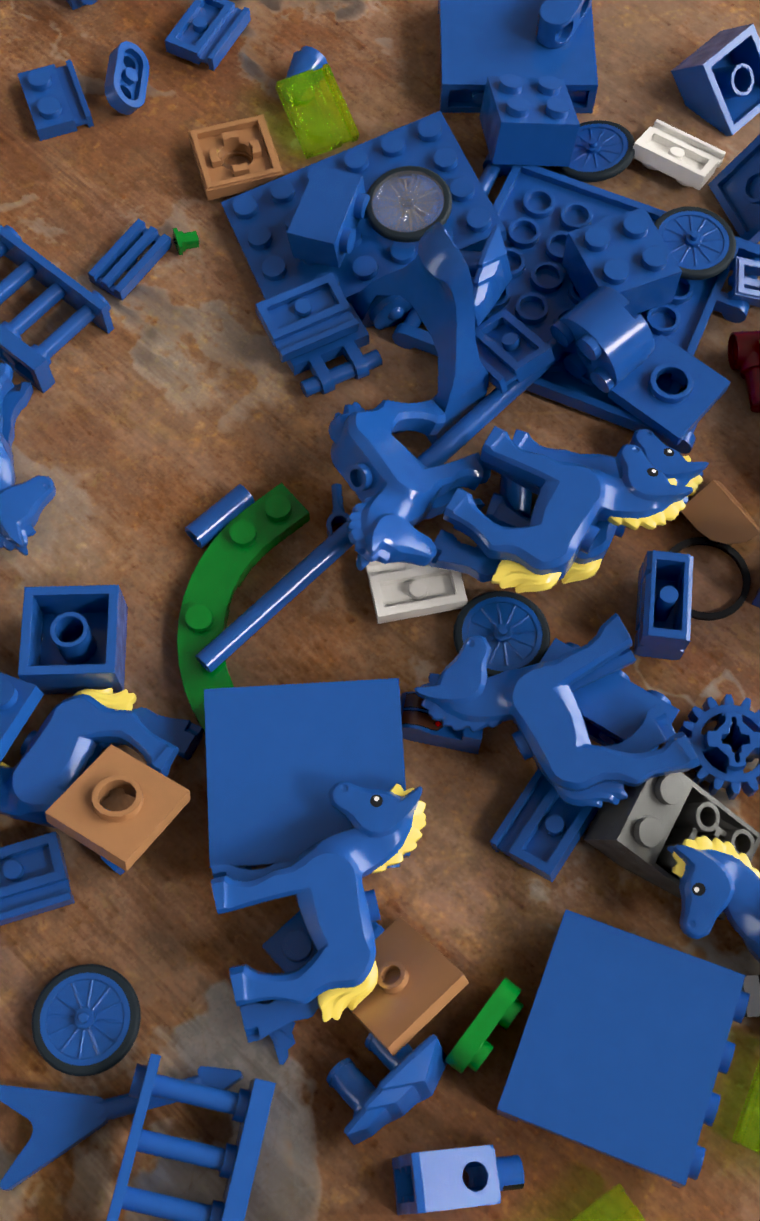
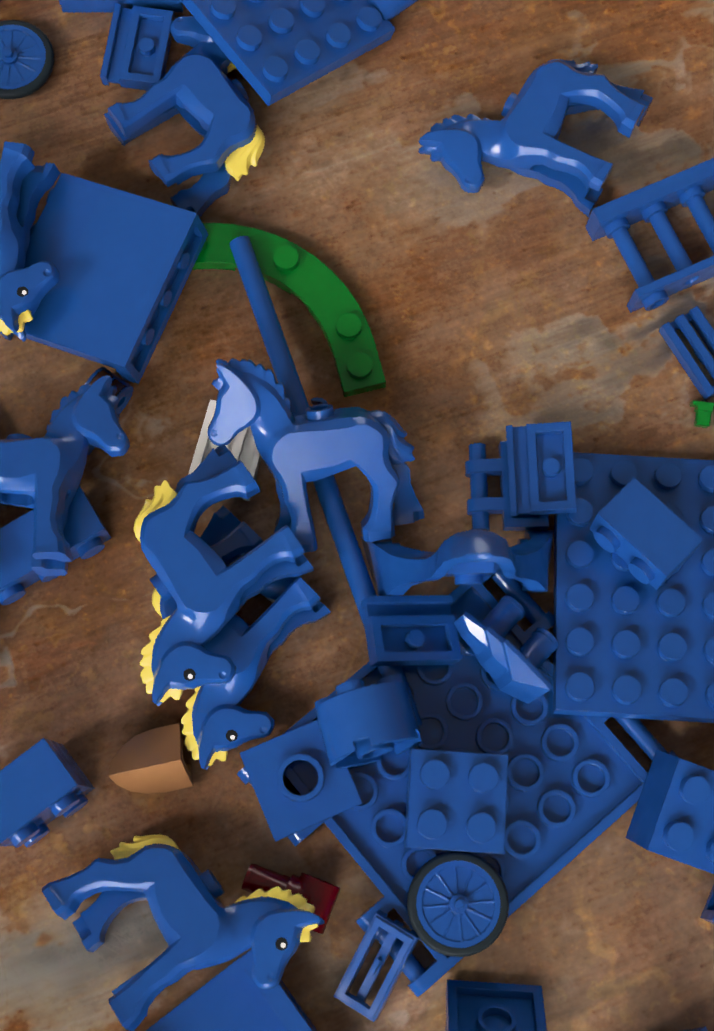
camera: 115 degrees right, 10 degrees up
(73, 638) = (309, 149): blue brick -> none
(124, 833) = (127, 144): medium nougat piece -> none
(217, 517) = (379, 318): blue axle -> none
(408, 203) = (625, 620): clear wheel -> none
(511, 627) = (127, 488): blue wheel -> none
(599, 152) = (637, 885): blue wheel -> none
(664, 605) = (87, 643): blue brick -> none
(678, 154) = (593, 972): white plate -> none
(739, 561) = (79, 685): black piece -> none

